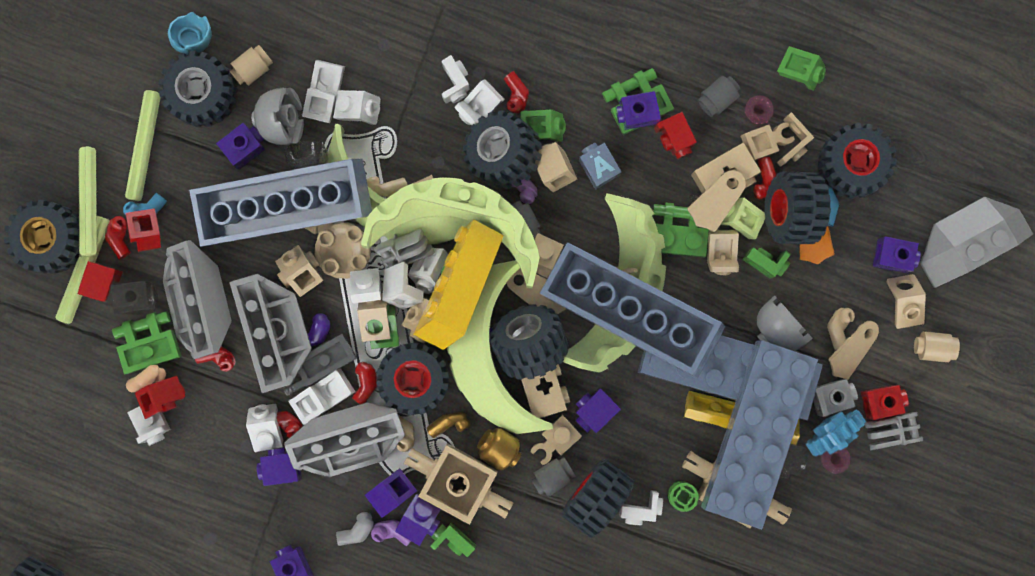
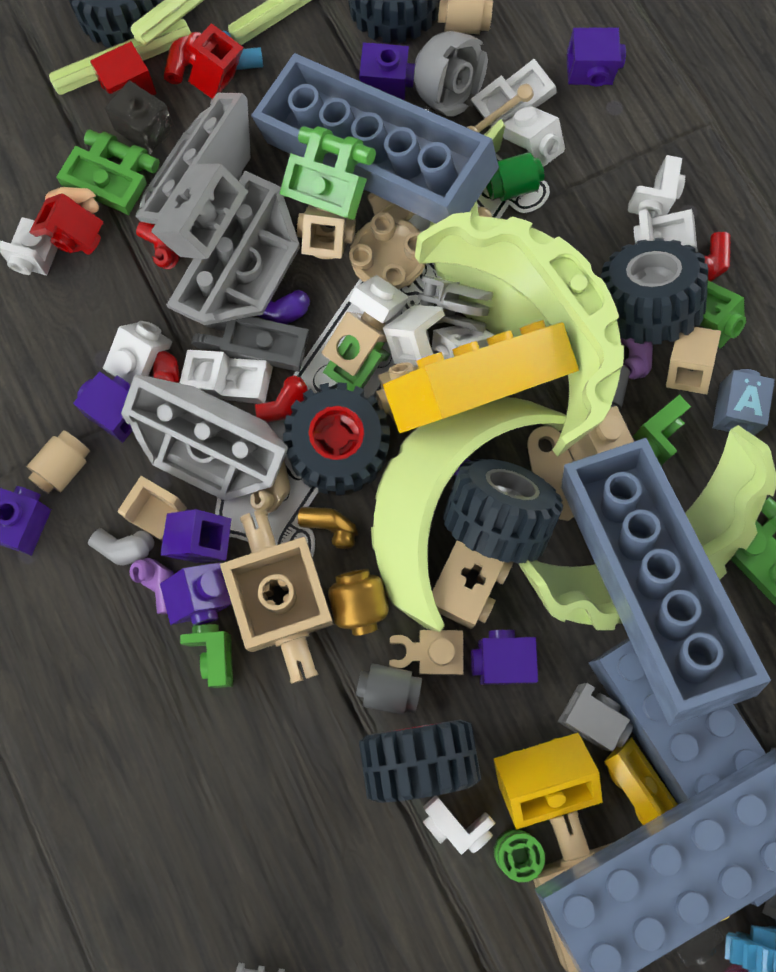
camera: 40 degrees right, 10 degrees down
(232, 329) = (200, 211): none -> light grey brick
(281, 256) = (322, 185): none -> plate
(282, 521) = (57, 462): none -> tan brick
(331, 91) = (524, 94): none -> tan hinge
(348, 28) = (594, 56): none -> dark purple brick
(353, 499) = (148, 506): none -> tan panel
(369, 144) = (516, 177): none -> green brick
(568, 215) = (661, 427): none -> bright green bracket
(664, 398) = (596, 718): none -> light grey brick
(665, 450) = (548, 780): none -> yellow brick

